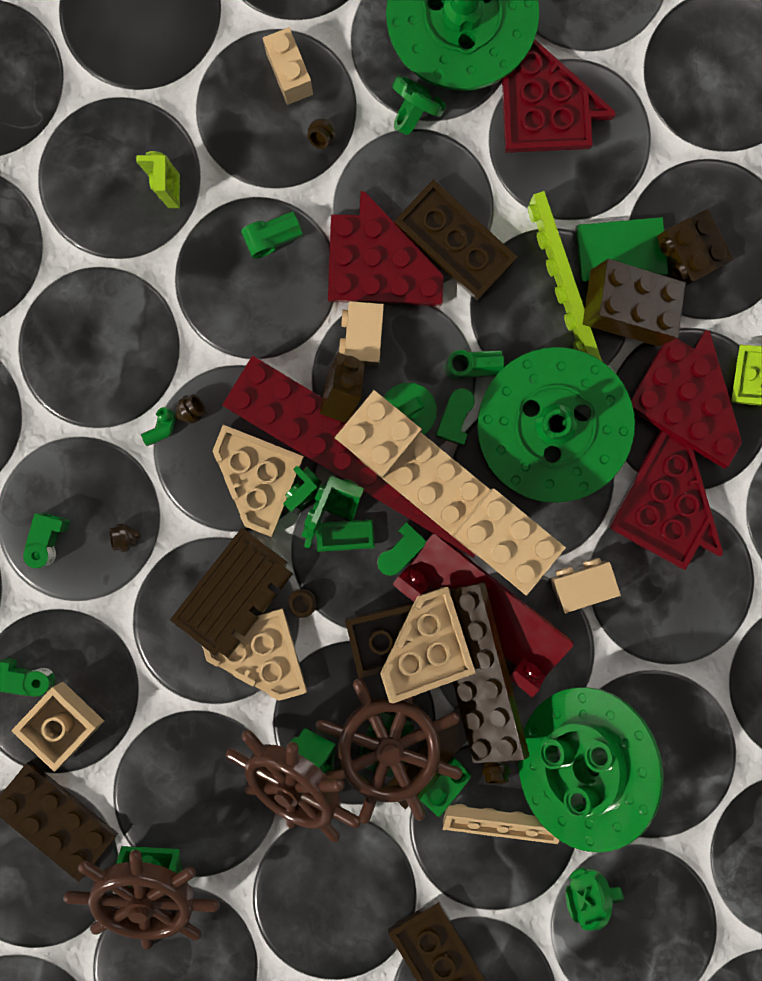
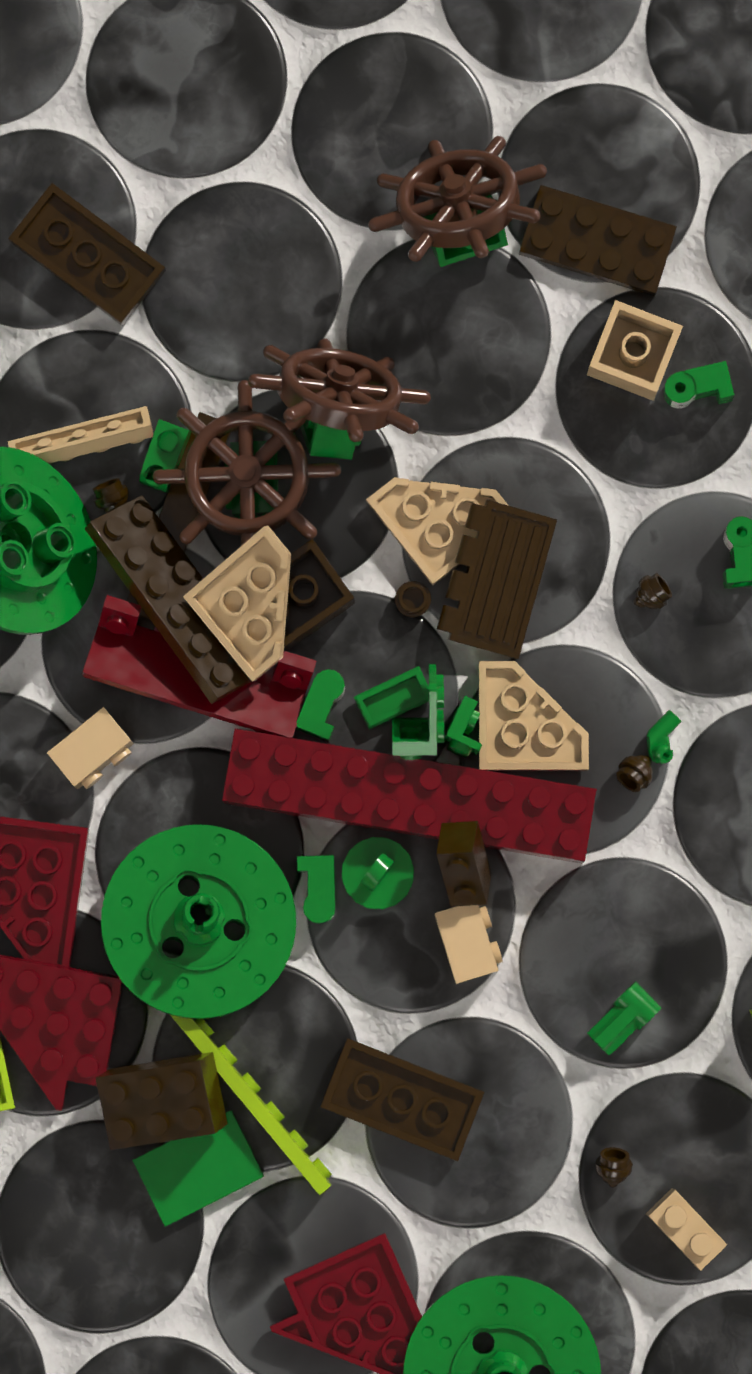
camera: 160 degrees right, 5 degrees down
(378, 262) = (485, 1038): dark red wing -> none
(415, 103) = (514, 1244): green tile -> none
(449, 493) = (292, 786): tan bracket -> none
(477, 364) = (317, 960): green piece -> none
(694, 247) = (112, 1203): dark brown plate -> none

